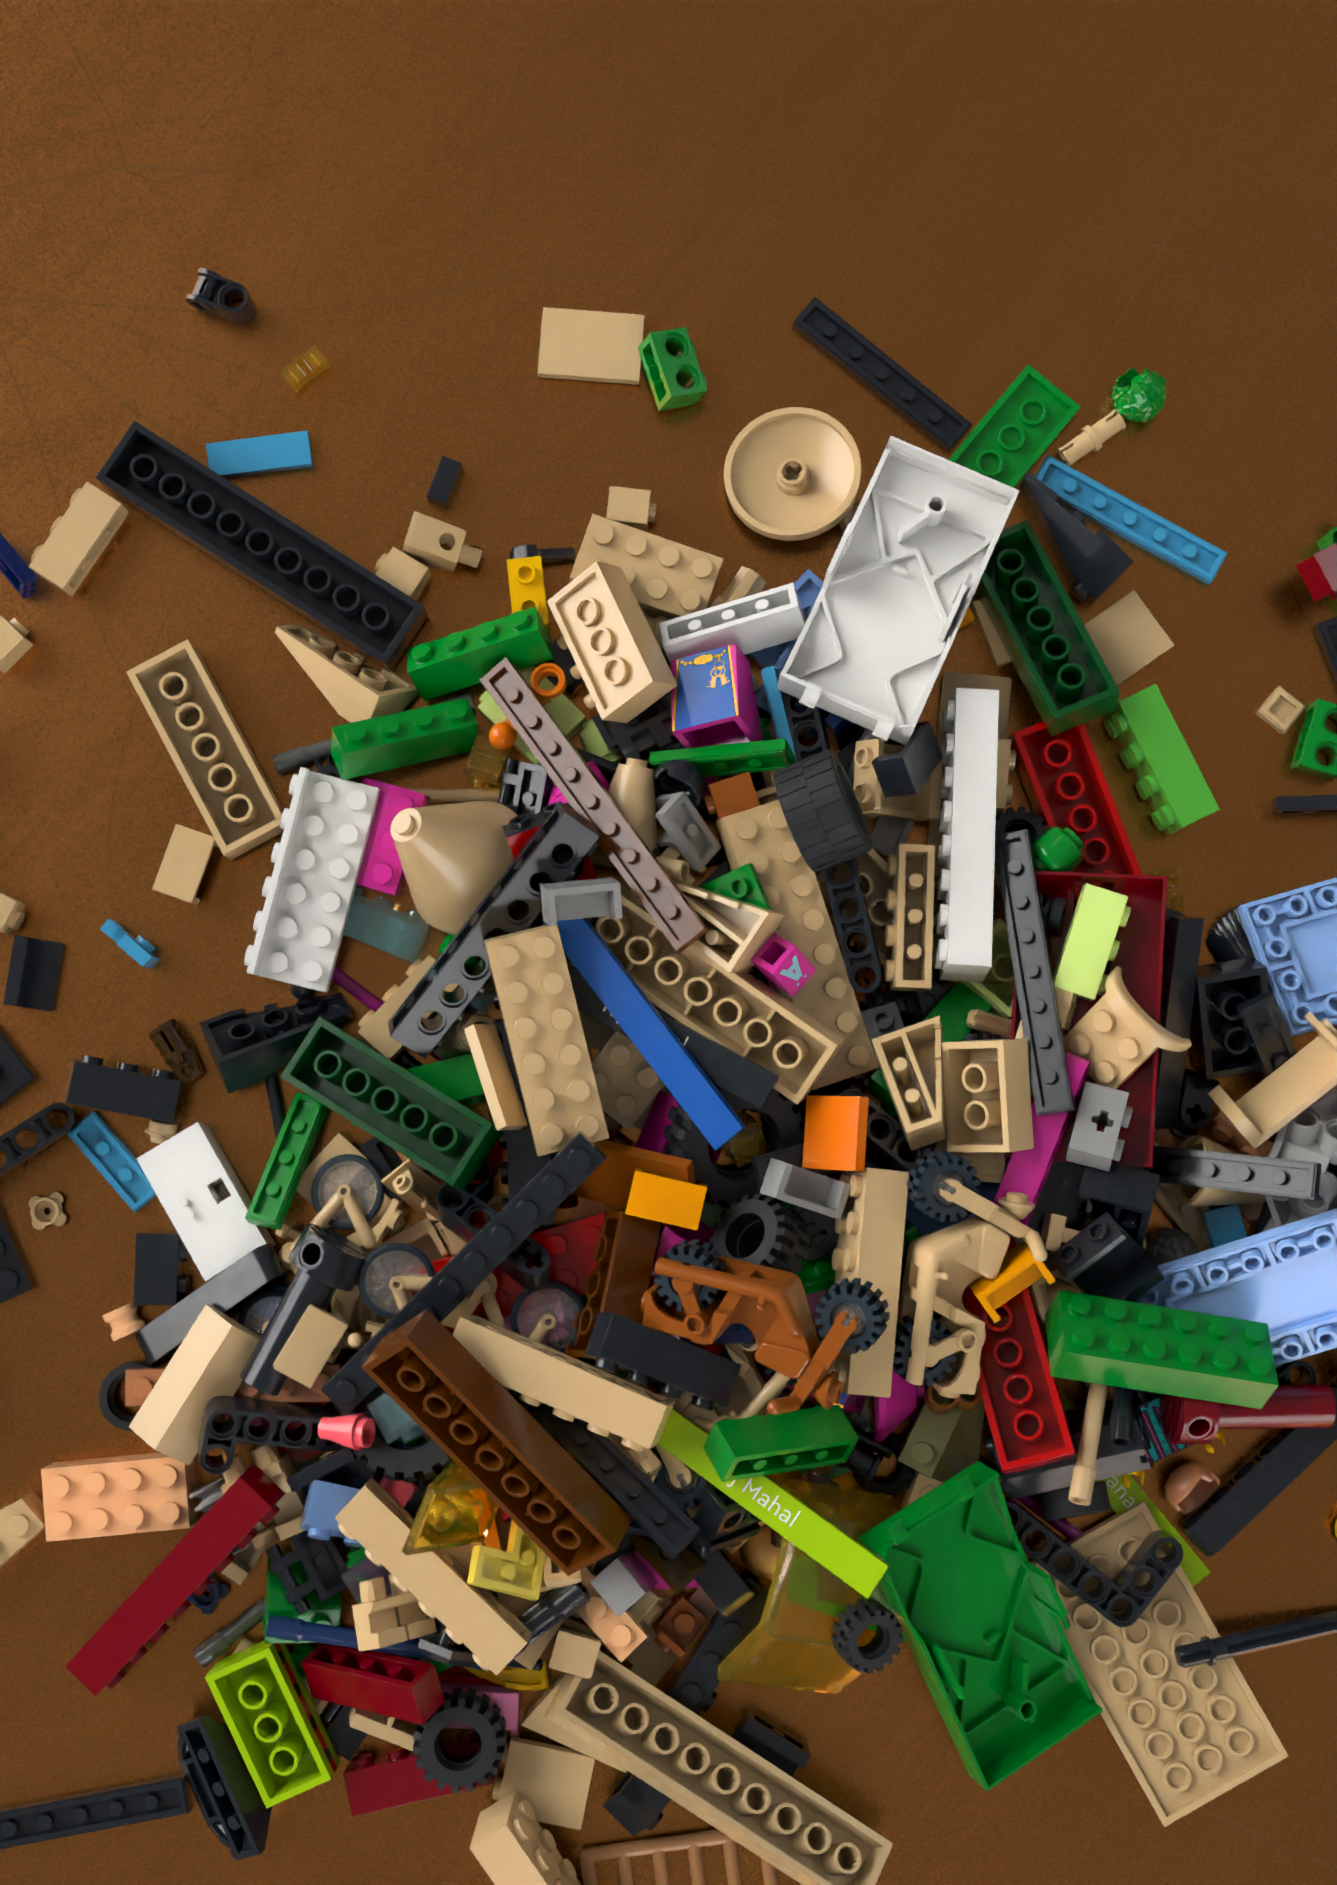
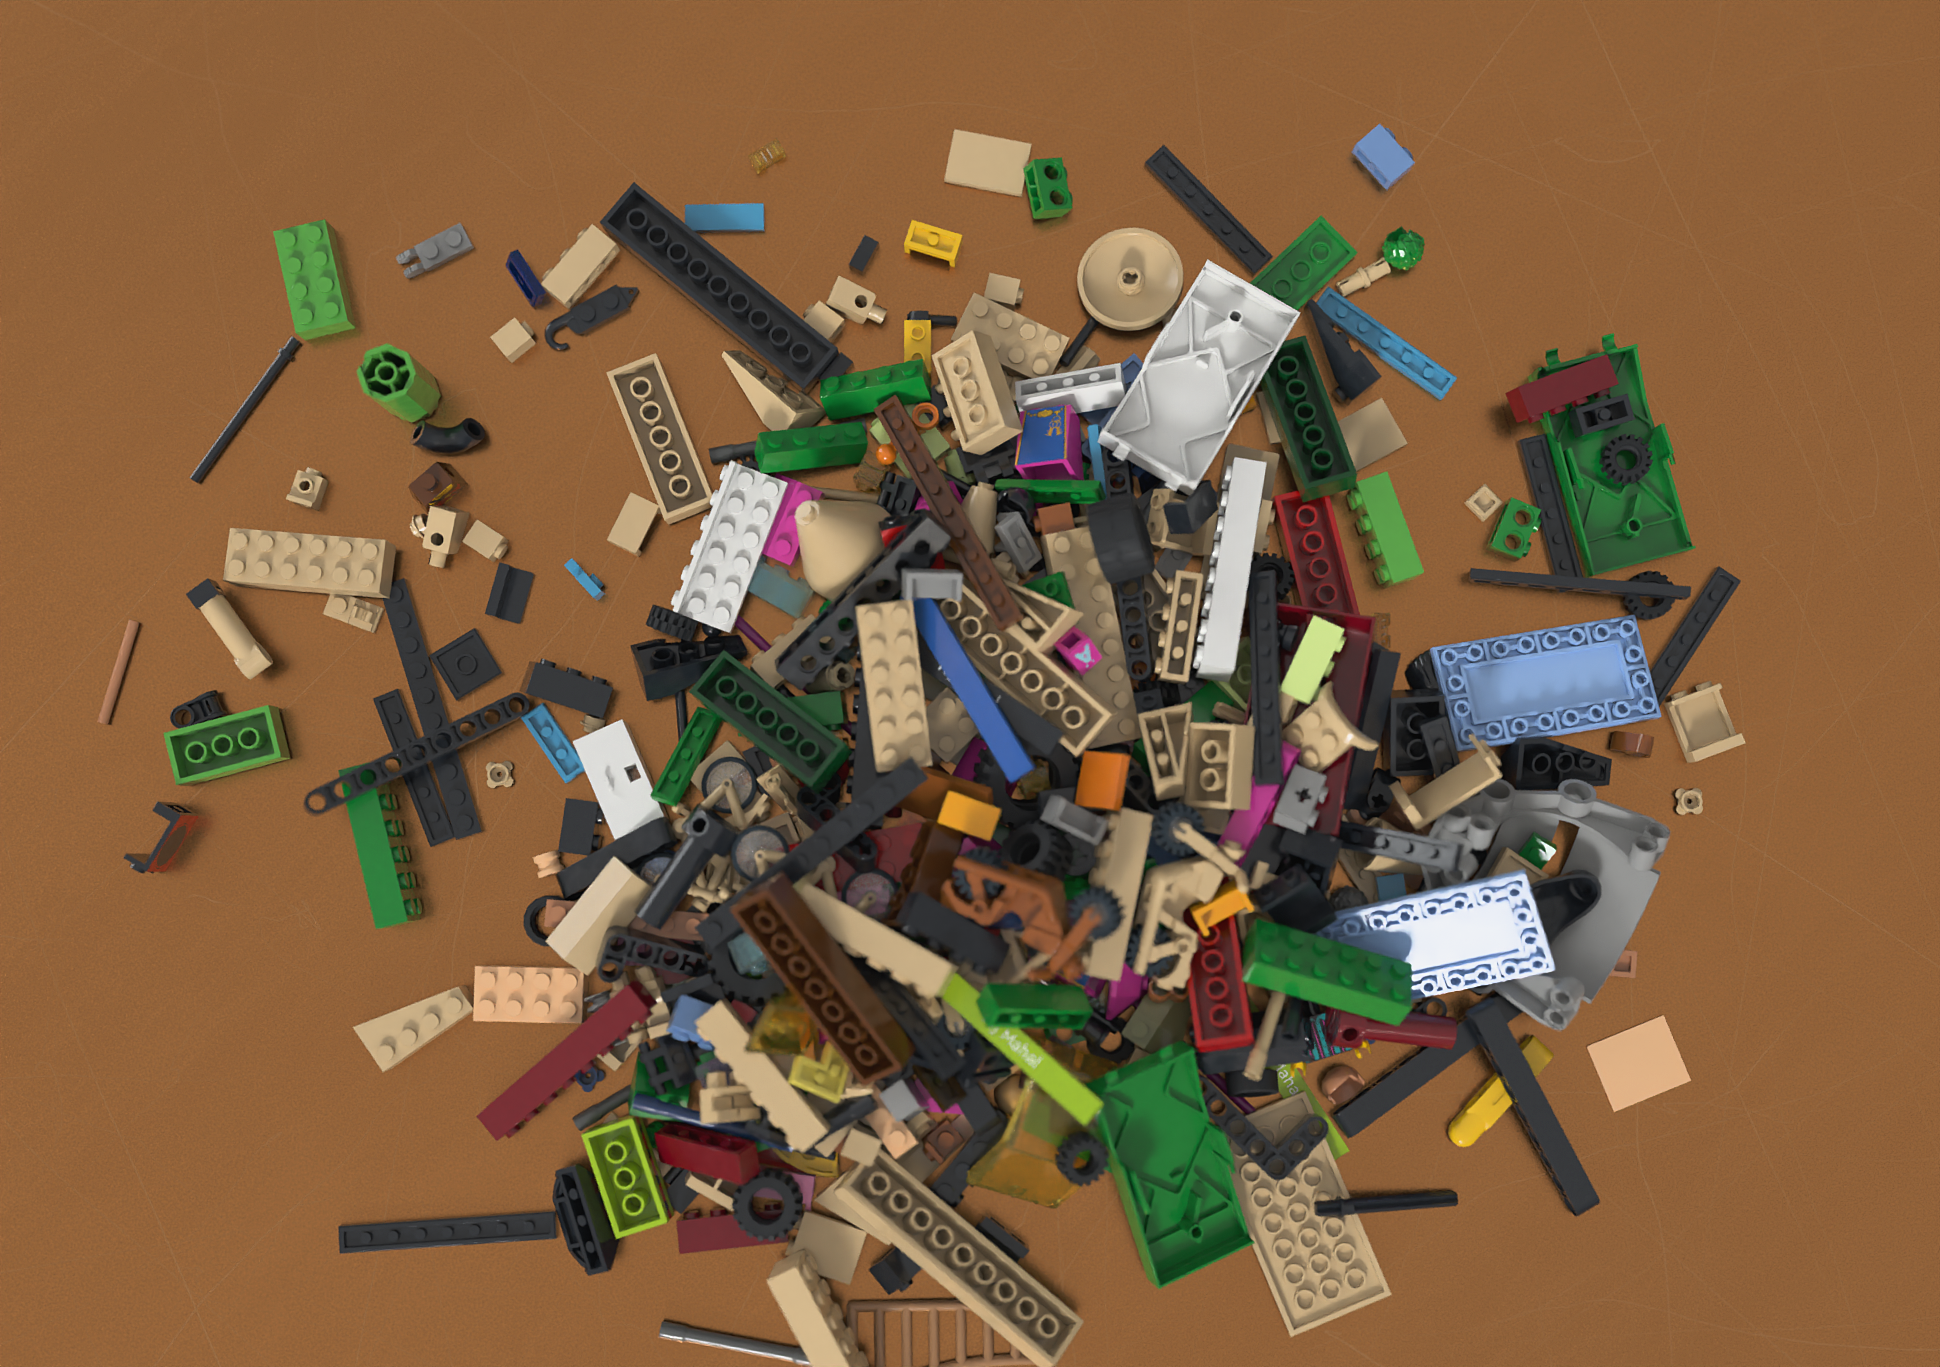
camera: 10 degrees right, 0 degrees up
(101, 597) = (592, 313): none -> black plate
(176, 1051) = (611, 664): dark brown hinge -> none
(216, 294) = (705, 91): black piece -> none
(248, 988) = (671, 623): none -> black tyre
(311, 1344) = (690, 894): tan panel -> none
(351, 1431) = (712, 960): coral cone -> none
(428, 630) = (838, 367): none -> black piece
(495, 1077) = (851, 710): tan tile -> none
(533, 454) = (933, 241): none -> yellow panel
(735, 562) = (1079, 341): none -> black bar
(1057, 850) = (1296, 589): green head -> none
(1099, 279) = (1383, 156): none -> medium blue brick

